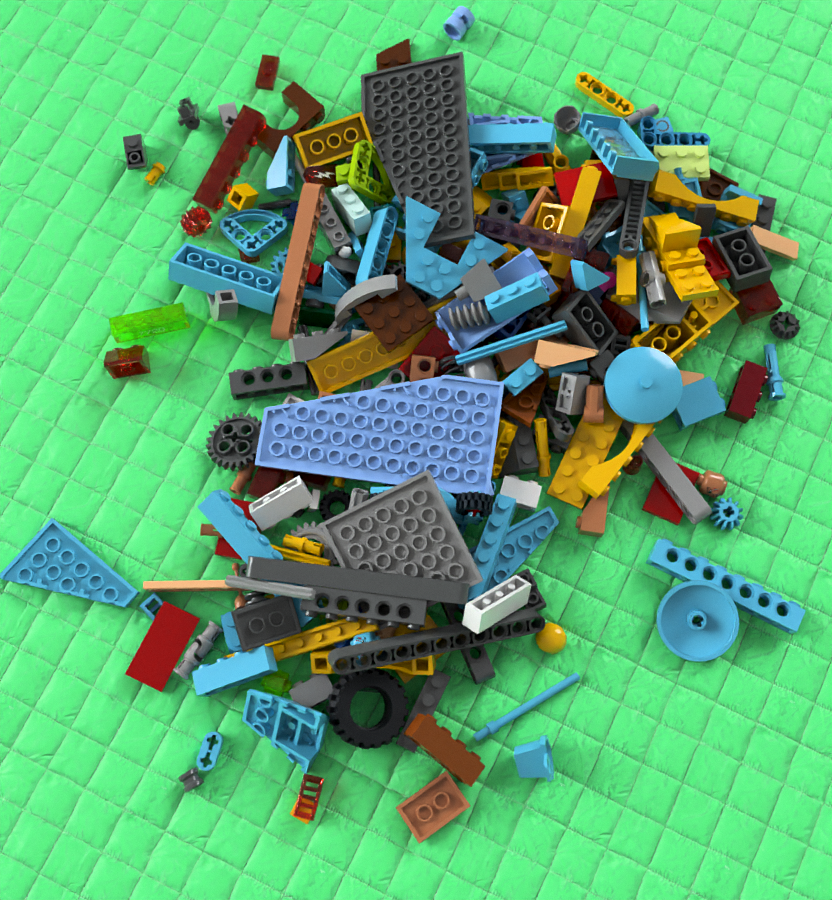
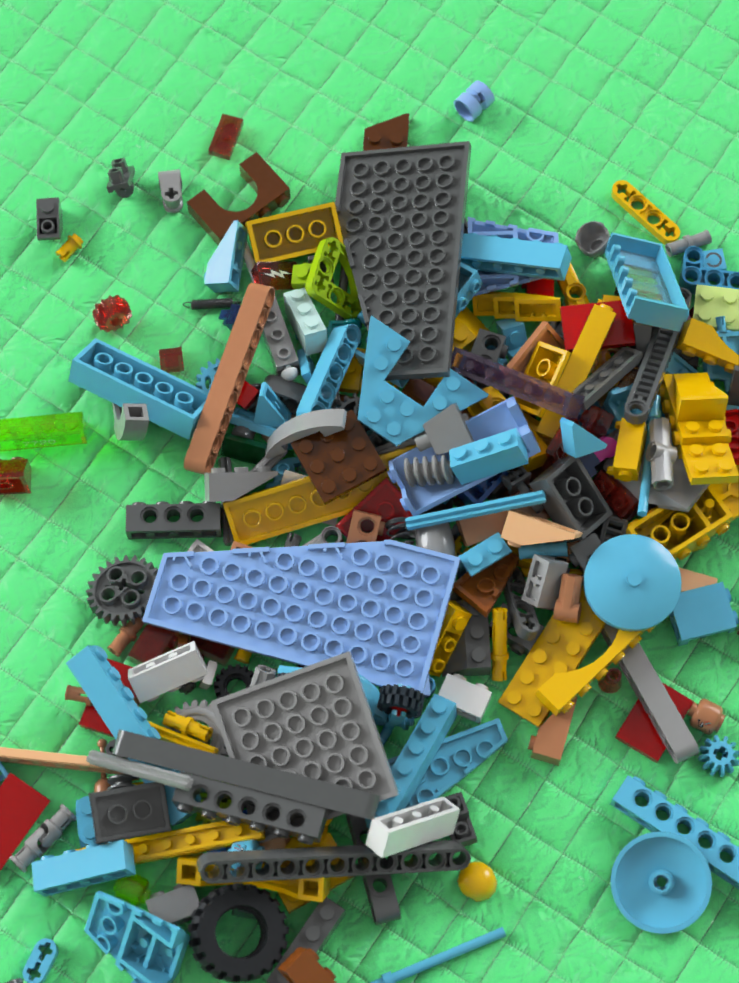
camera: 10 degrees right, 5 degrees down
(230, 159) = (164, 241): clear red brick -> none
(242, 196) = (173, 289): yellow brick -> none
(251, 240) = (174, 344): medium azure beam -> none

